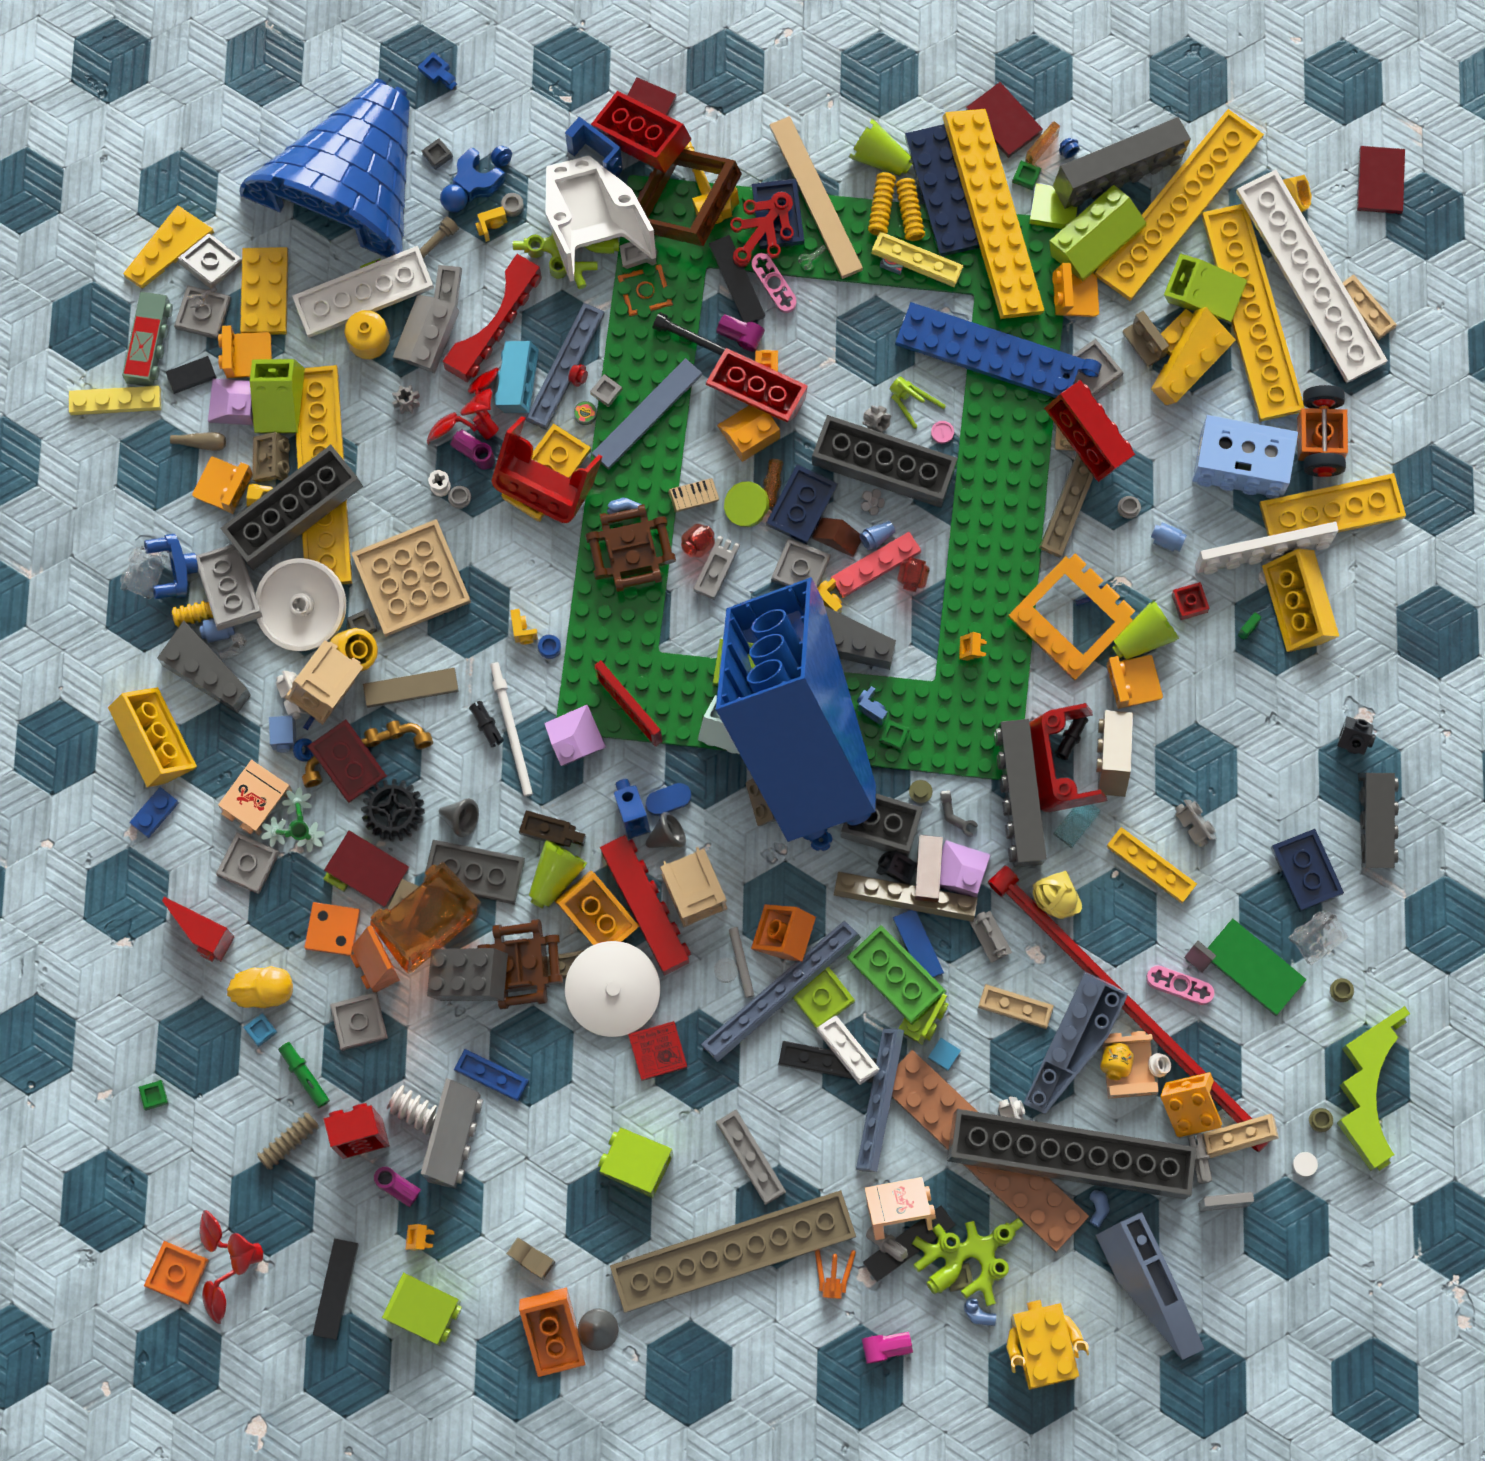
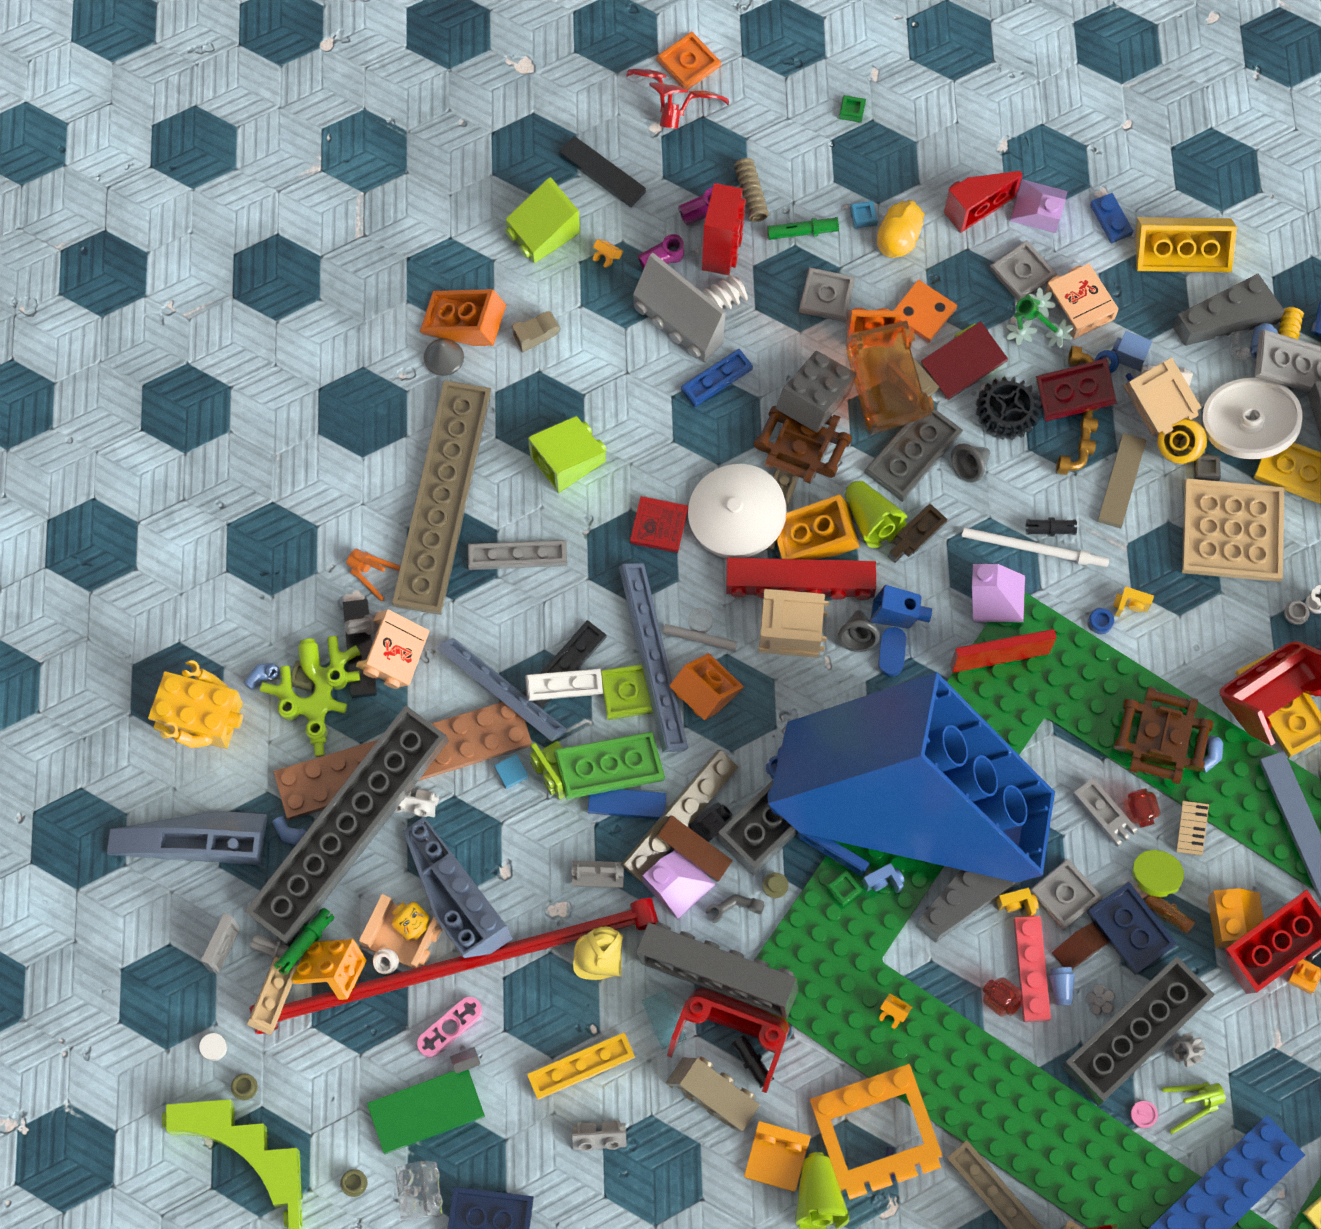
camera: 115 degrees right, 5 degrees down
(172, 877) = (1039, 206): none -> lavender slope
(330, 1176) = (695, 209): none -> magenta piece
(871, 742) = (837, 853): none -> blue tile
(882, 1347) = (283, 573): dark pink piece -> none
(1015, 1006) = (518, 861): tan tile -> none
(1185, 1137) = (311, 932): none -> green pin

